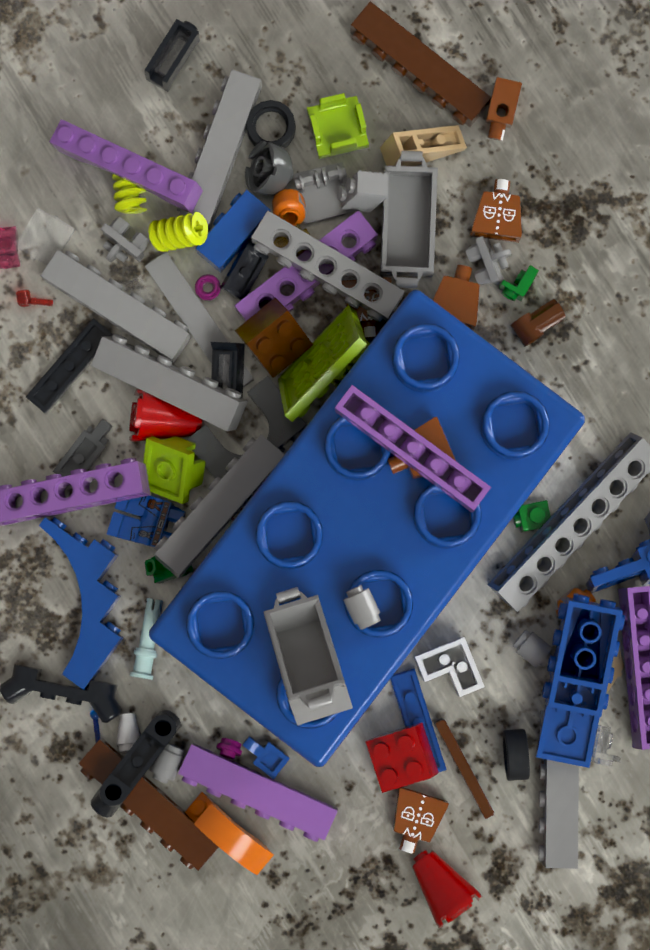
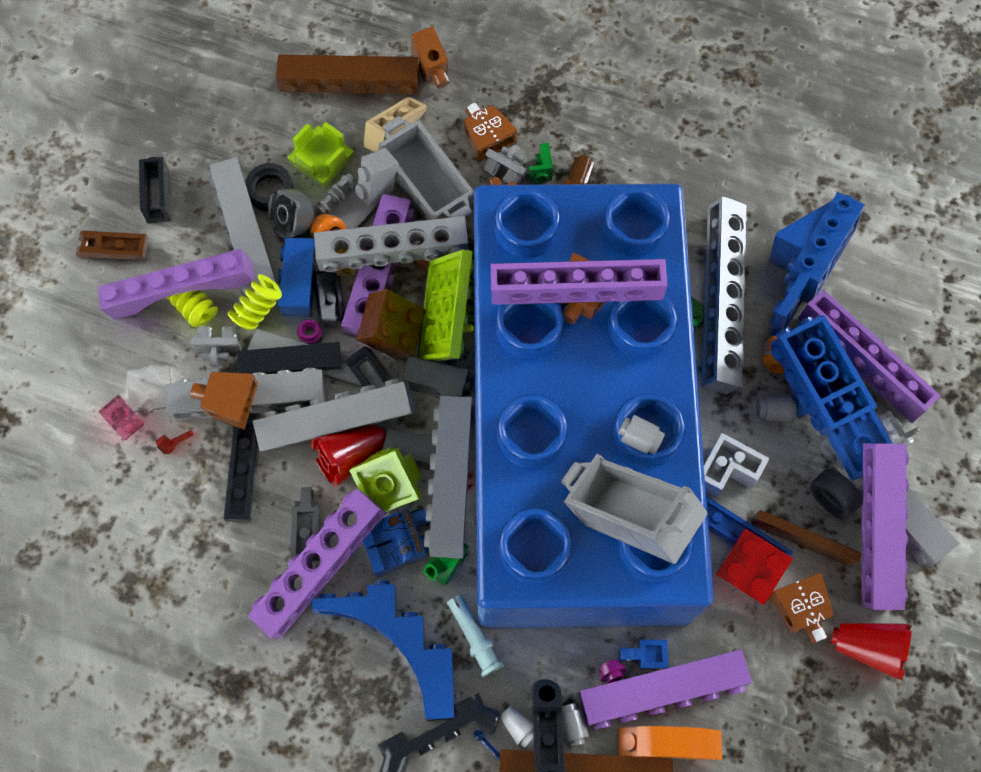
camera: 40 degrees left, 15 degrees down
(95, 302) = (227, 396): none -> dark orange torso
(102, 82) = (112, 245): none -> reddish brown plate
(172, 301) = (293, 358): none -> black tile
(528, 808) = (884, 526): none -> medium lavender brick

